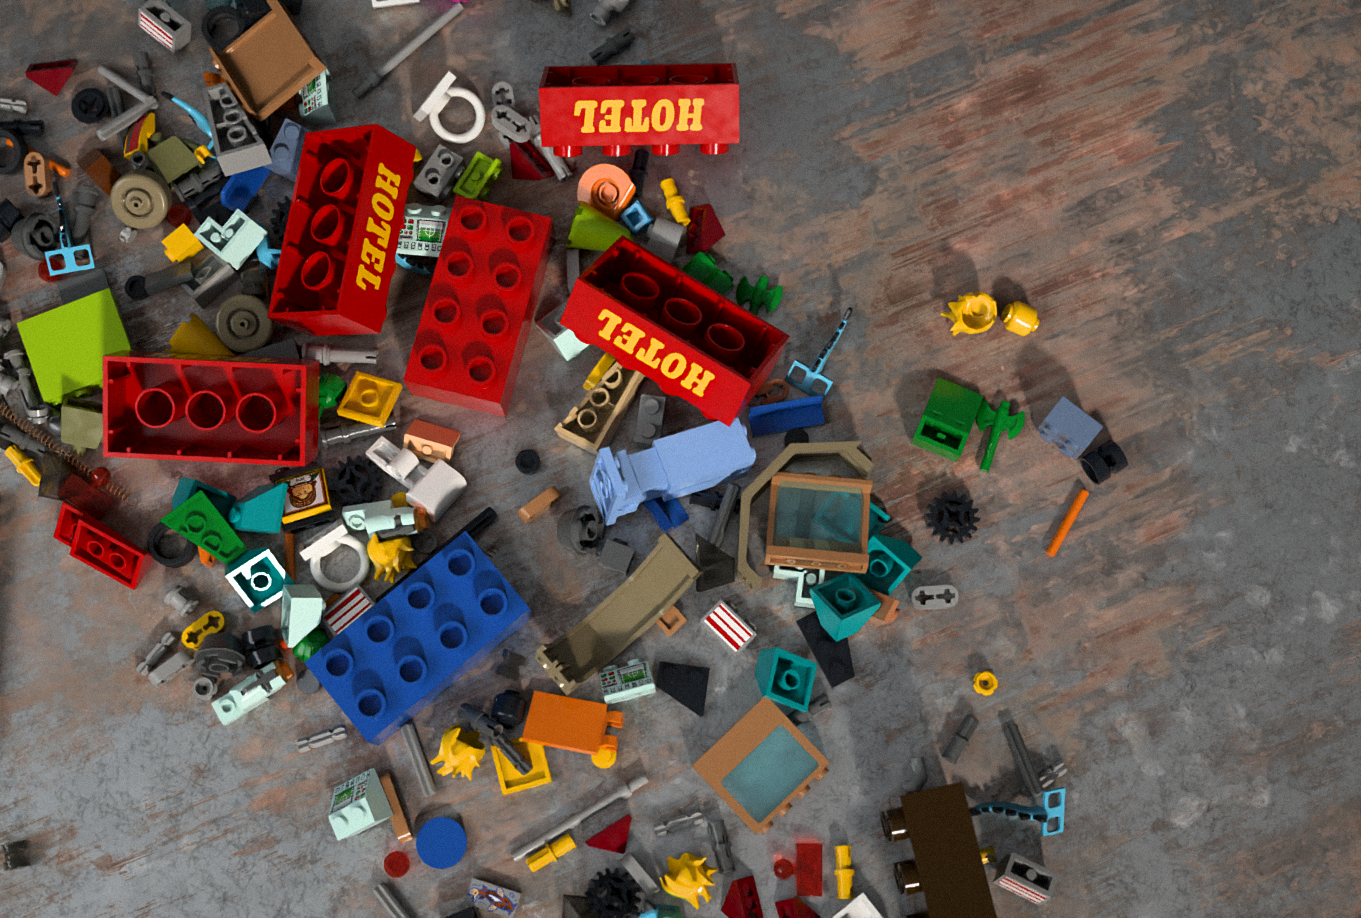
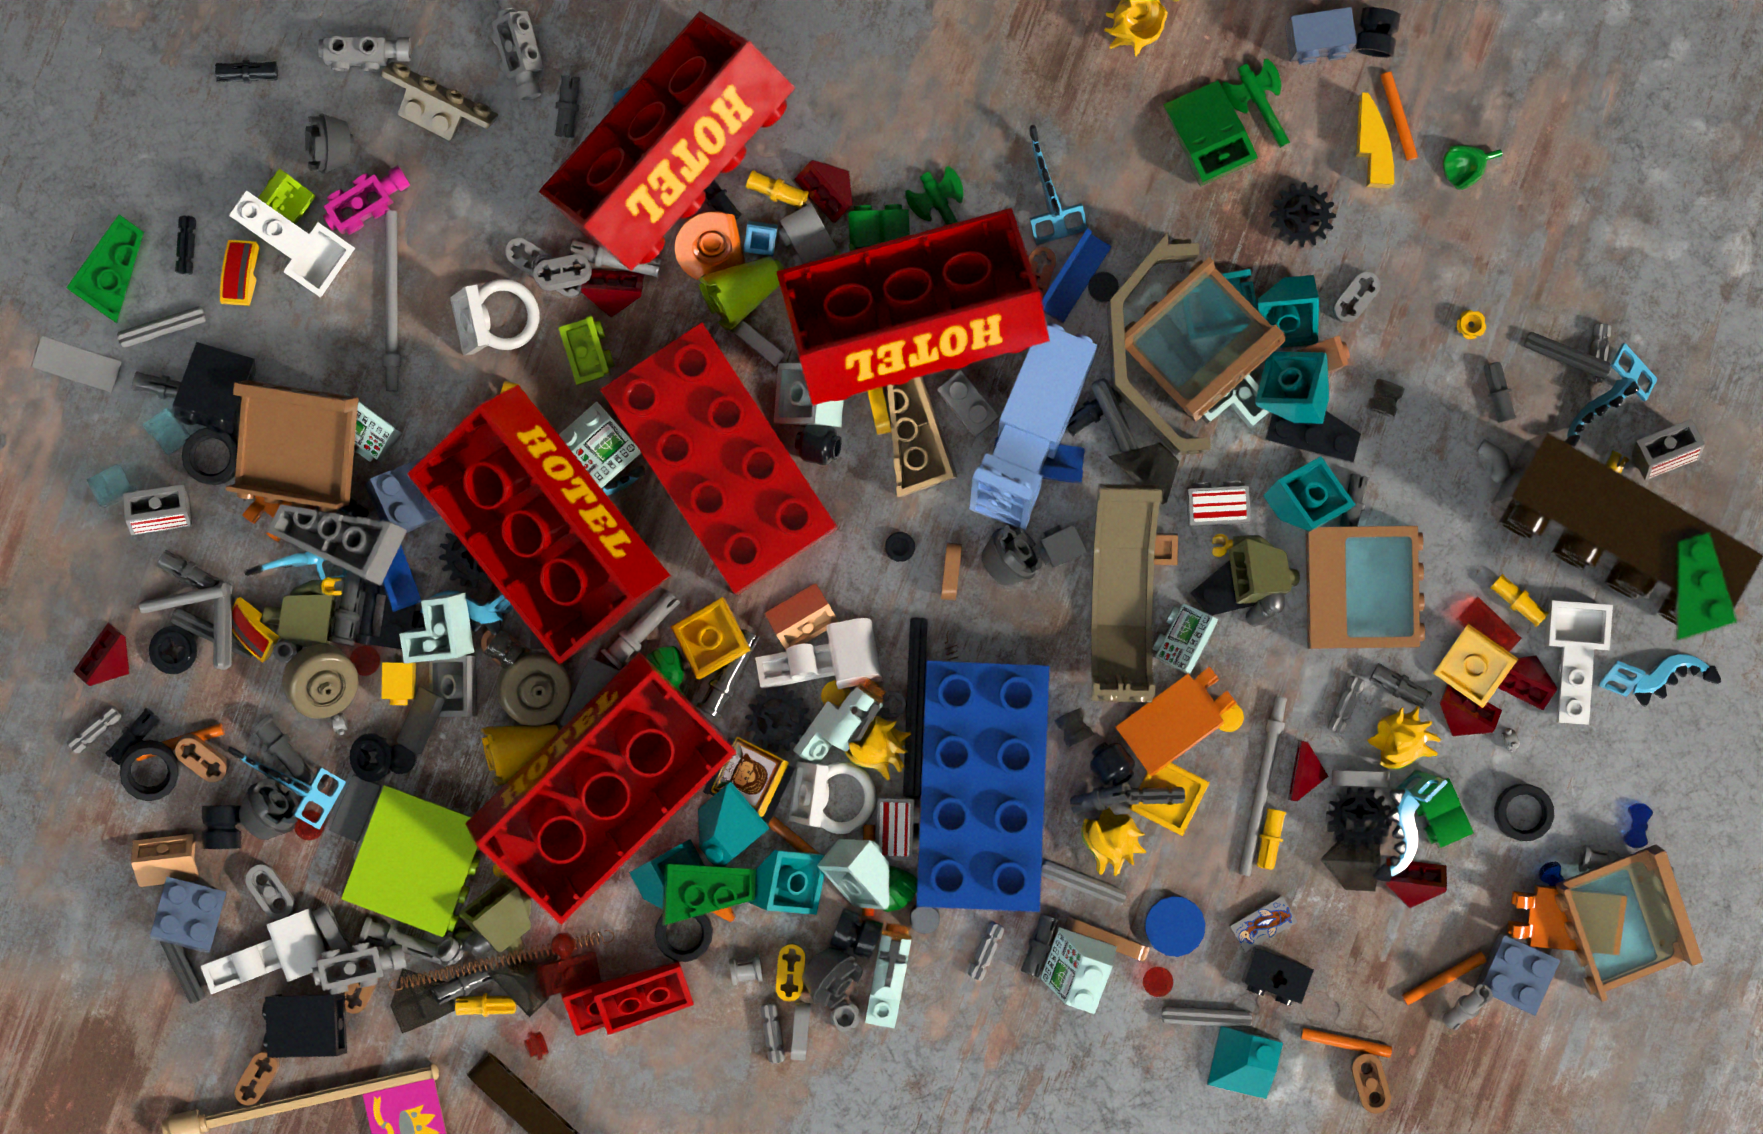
camera: 45 degrees left, 10 degrees up
(25, 517) = (536, 1045): none -> clear red plate
(99, 170) = (249, 695): reddish brown slope -> none
(117, 264) = (360, 757): none -> black gear
(354, 768) = (1039, 945): none -> dark grey pin
(440, 174) = (549, 381): light grey brick -> none
(545, 358) = (818, 444): none -> black head
(707, 691) = (1258, 574): none -> olive torso
(776, 881) = (1475, 665): none -> yellow tile
(890, 670) = (1385, 398): none -> clear smoke wheel
(1035, 522) = (1374, 144): none -> yellow slope
(1078, 589) = (1466, 164): none -> green piece

